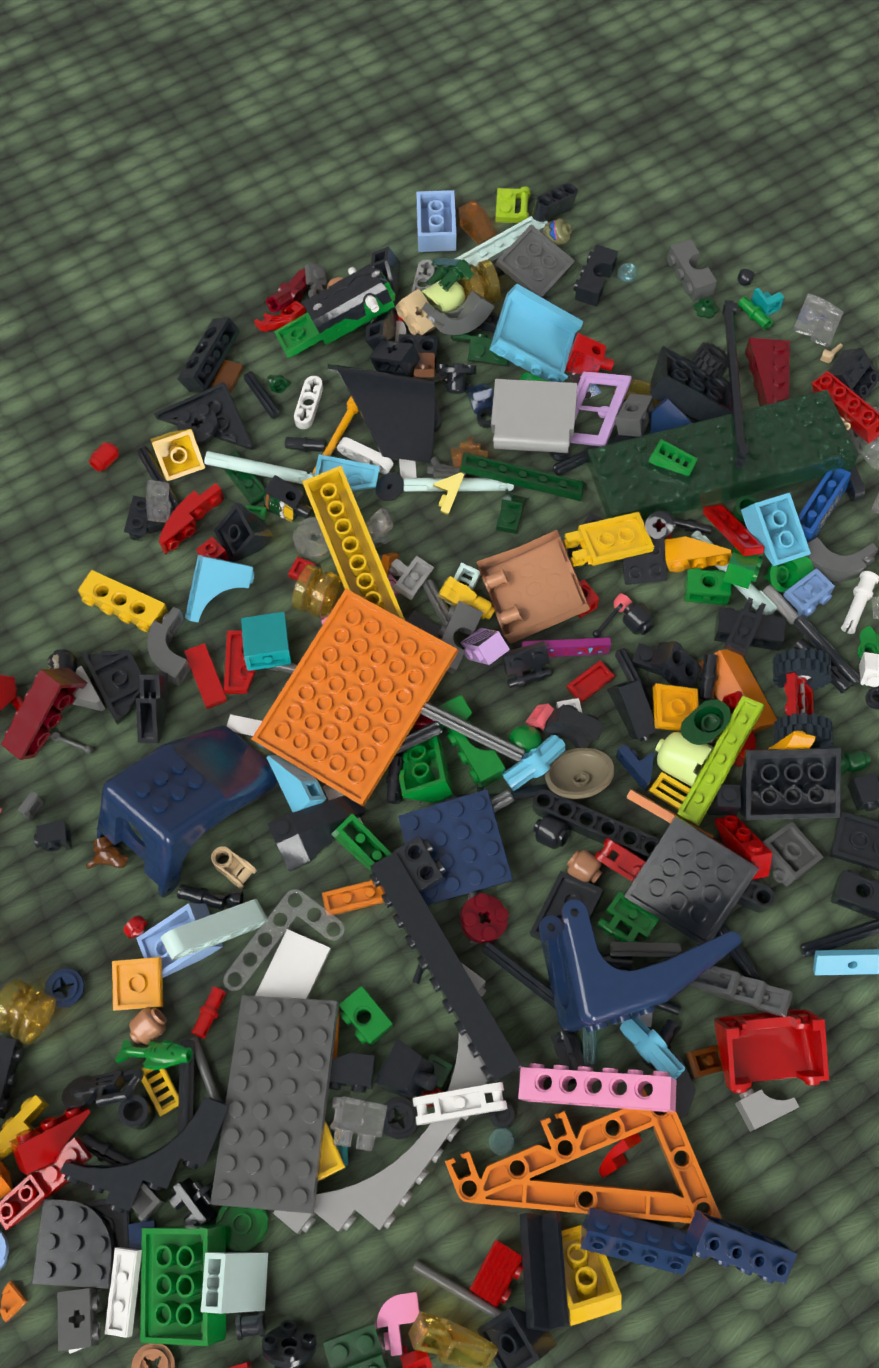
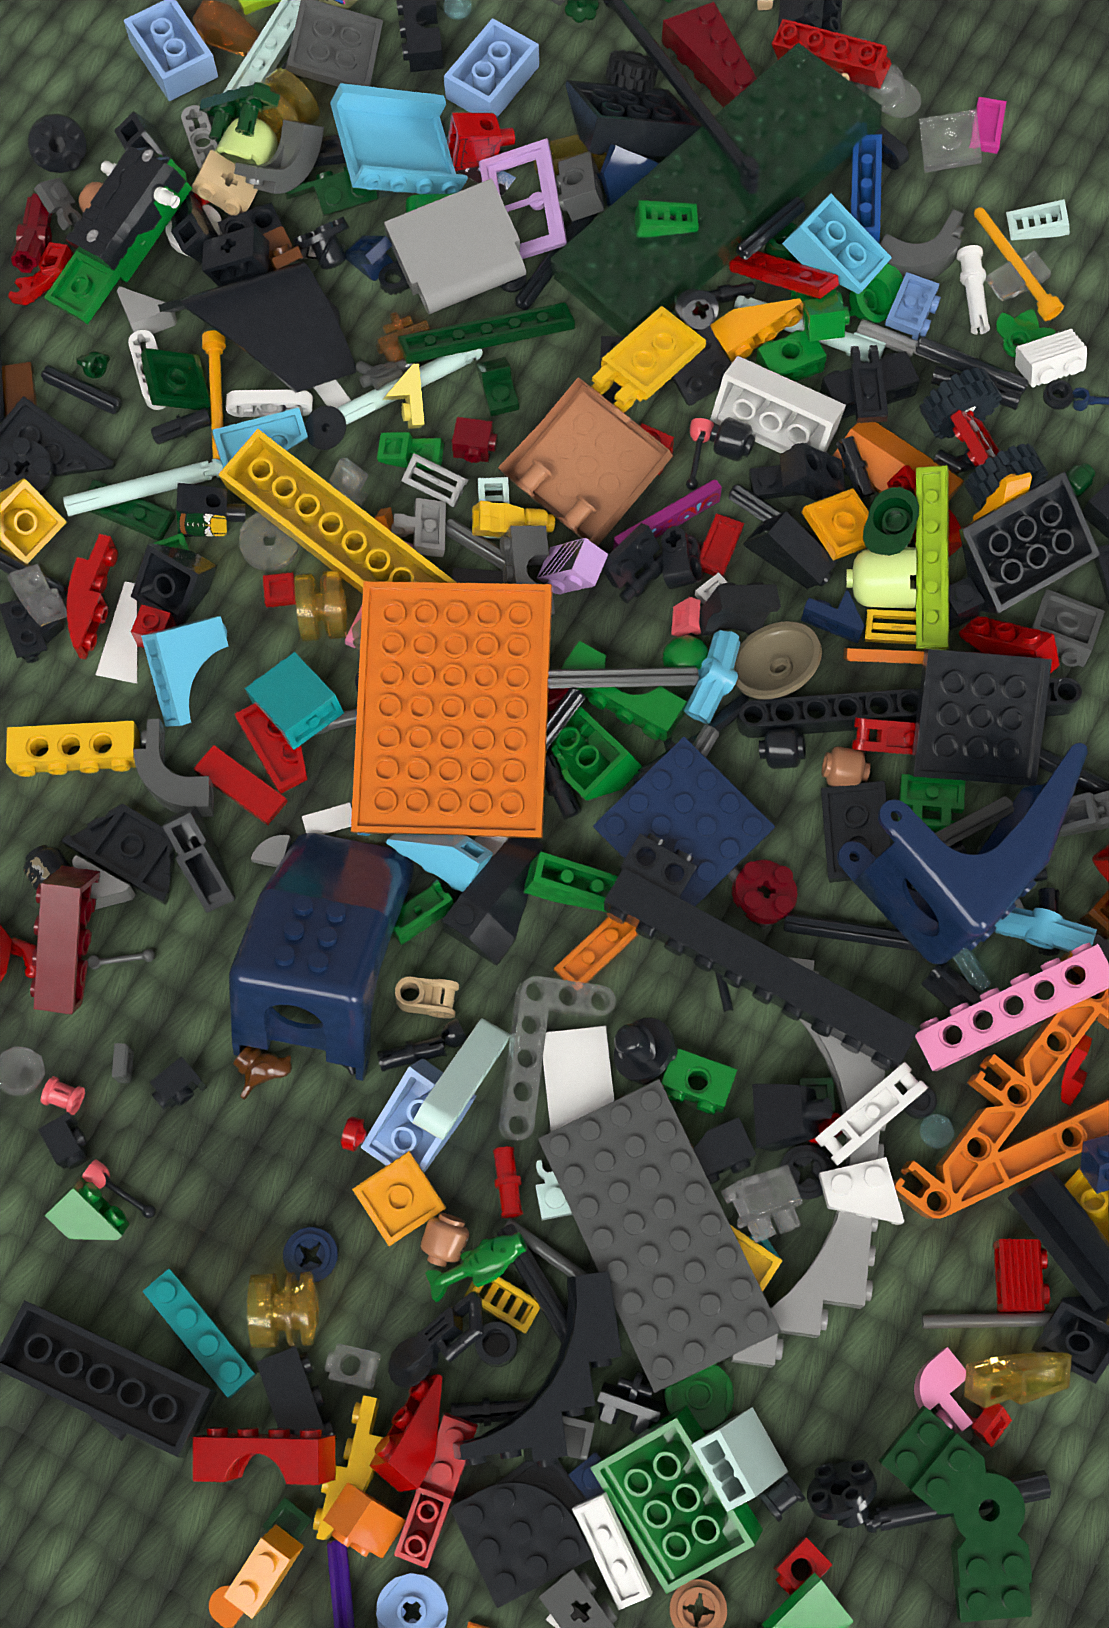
camera: 30 degrees left, 5 degrees up
(53, 1078) = (364, 1377): none -> clear brick
(185, 562) = (120, 649): none -> white sticker
(198, 724) = (271, 850): none -> light grey tile
(227, 1036) = (550, 1196): none -> light aqua plate
(261, 812) = (422, 912): none -> green hinge
(317, 414) = (175, 379): none -> dark green plate
(320, 365) = (144, 312): none -> light grey slope
(335, 245) = (57, 143): none -> black plate
(341, 976) = (644, 1049): none -> black plate
(423, 1152) = (863, 1190): none -> white wing
(430, 526) = (399, 447): none -> green slope
(445, 563) = (457, 491): none -> light grey tile
(474, 538) = (473, 440): none -> dark red brick
(558, 679) = (680, 558): none -> black piece
(622, 320) = (491, 70): none -> light blue brick
(678, 612) = (776, 407): none -> white slope
(740, 497) = (770, 228): none -> black axle
(775, 705) = (955, 464): none -> black arm

